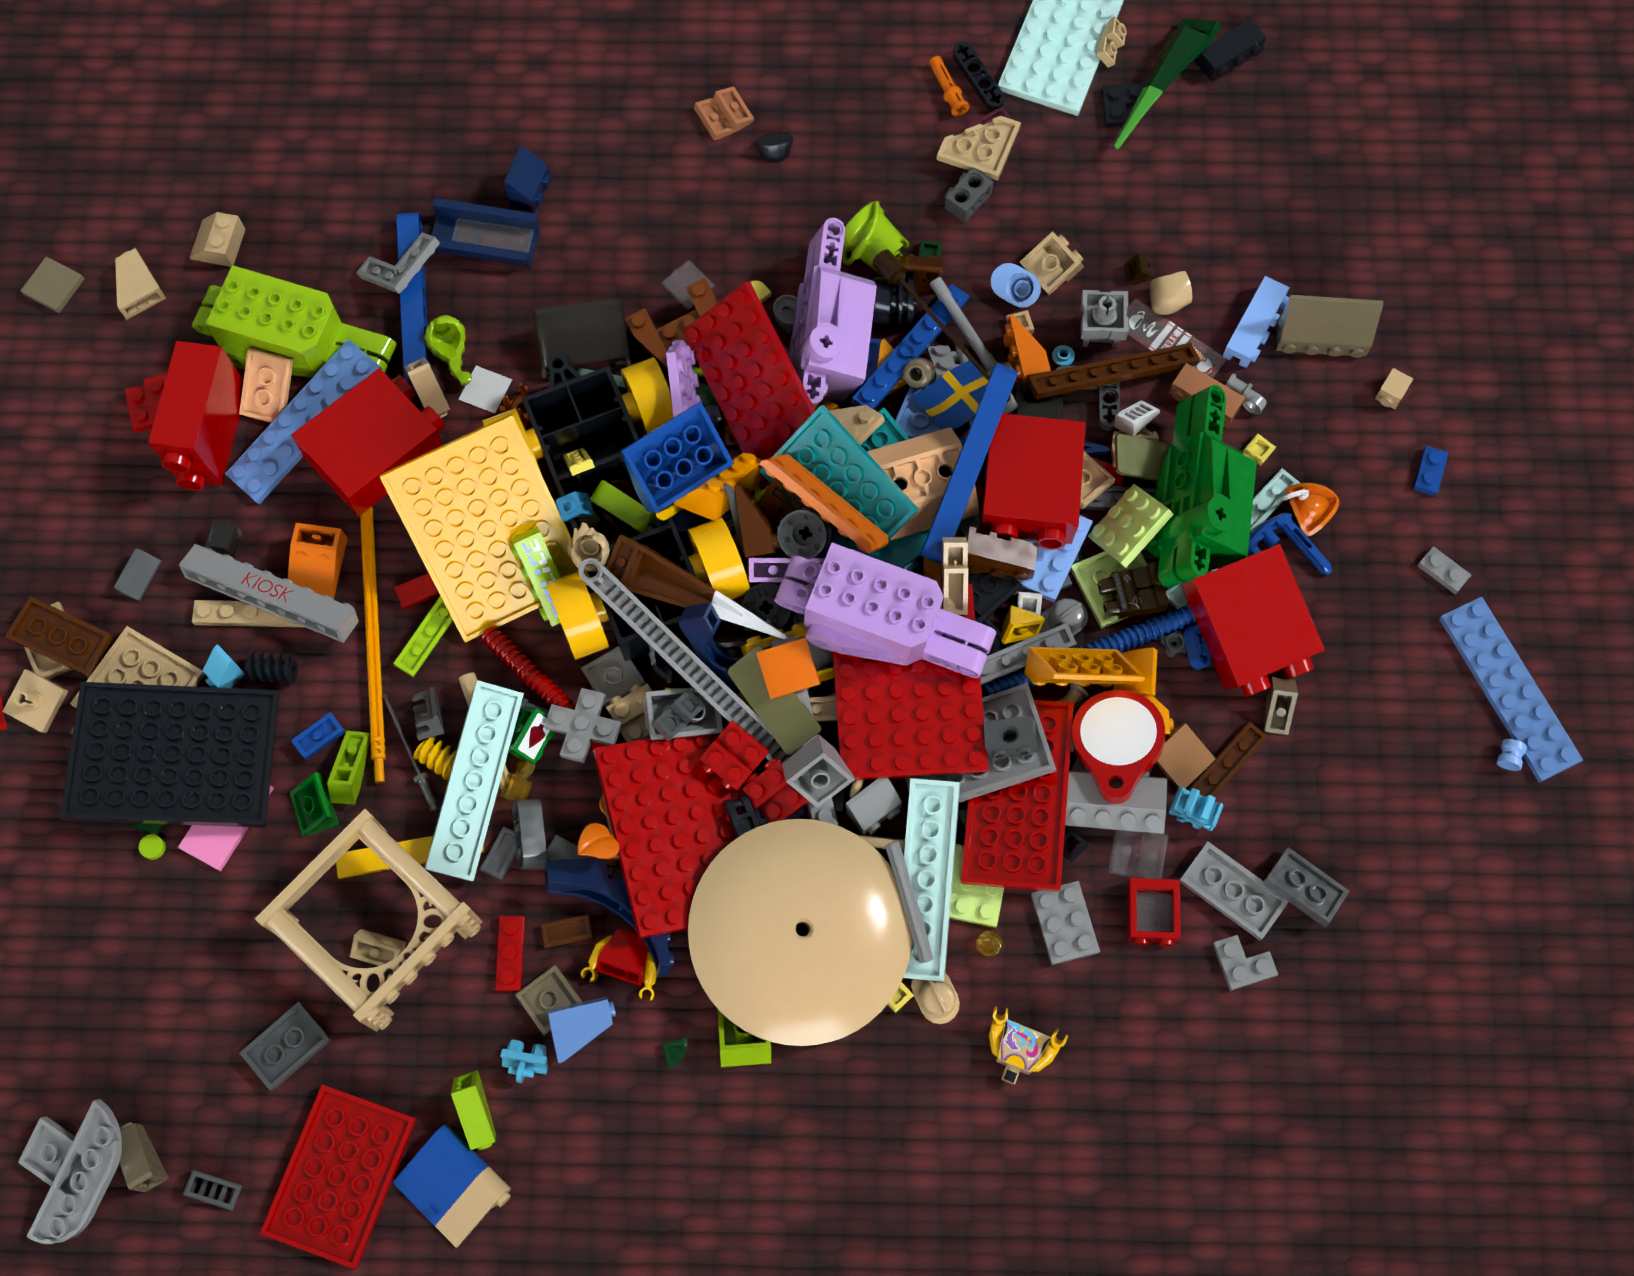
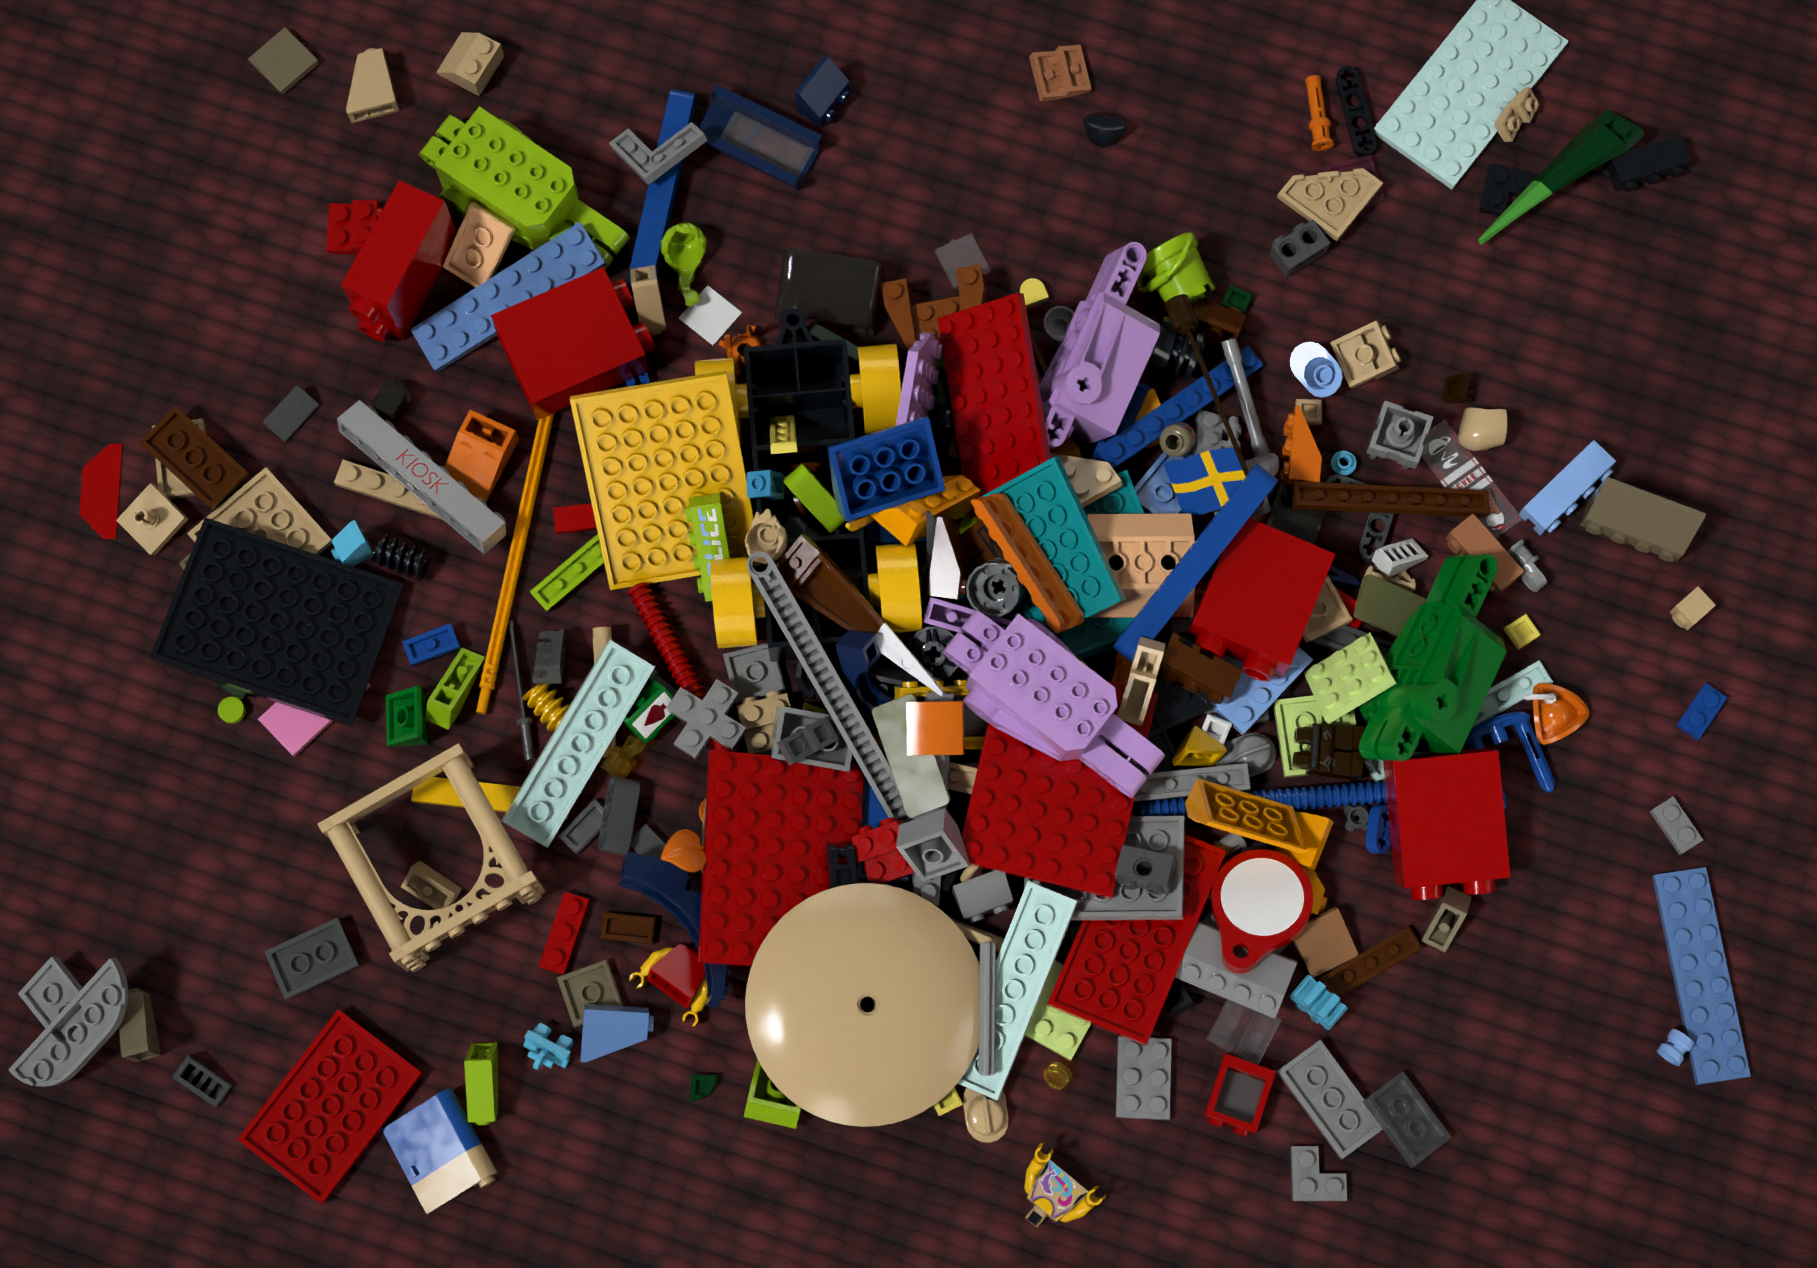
camera: 15 degrees right, 5 degrees up
(733, 756) = (852, 801): red plate -> none

